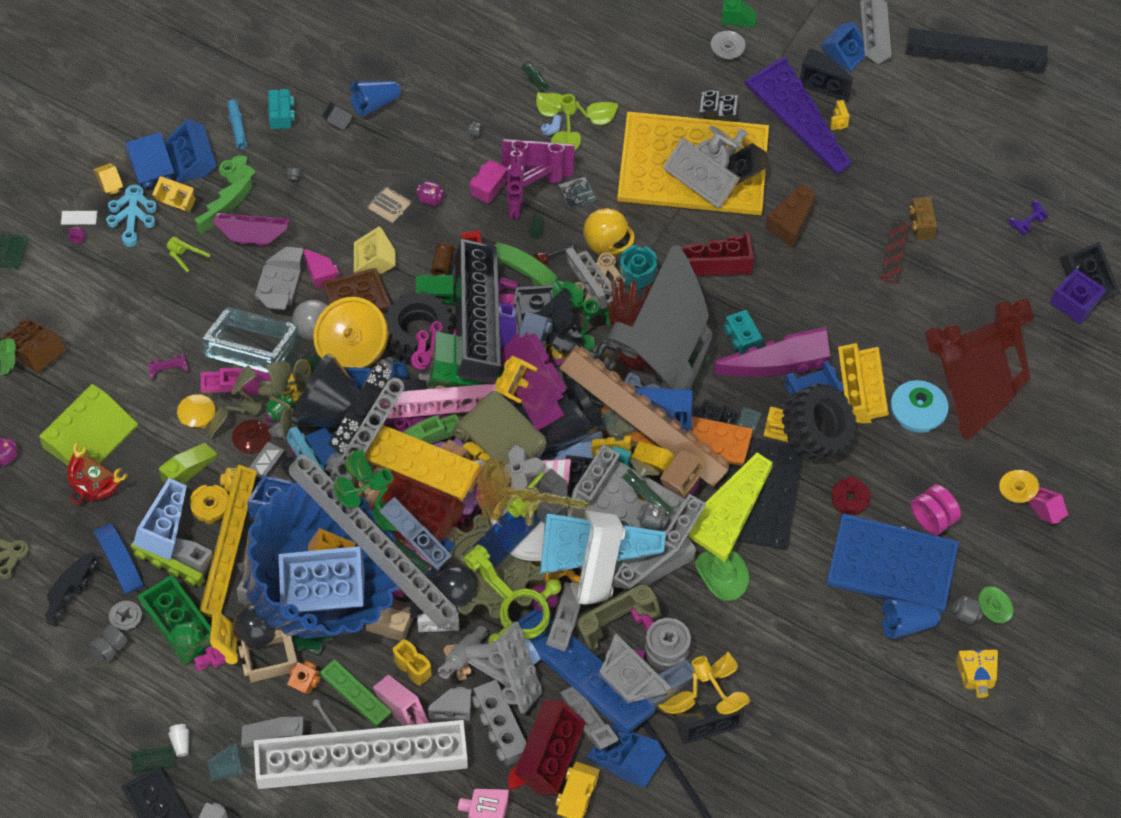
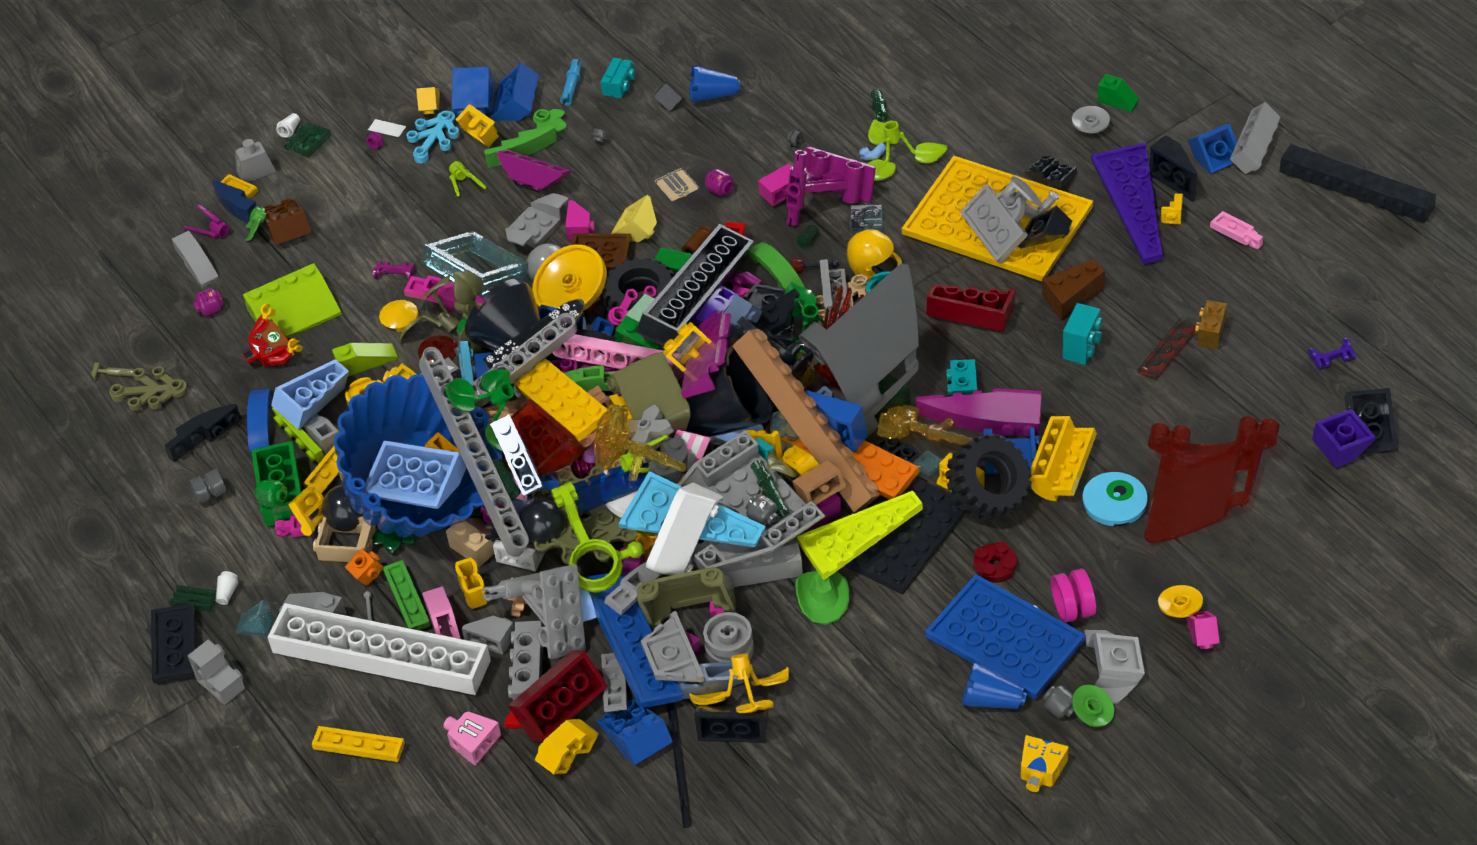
camera: 30 degrees right, 10 degrees down
(123, 608) = (239, 463): light grey gear -> none
(711, 386) = (902, 419): none -> clear yellow bar
(824, 259) = (1082, 334): none -> teal brick
(899, 121) = (1236, 230): none -> bright pink hinge
(995, 555) = (1117, 662): none -> light grey piece

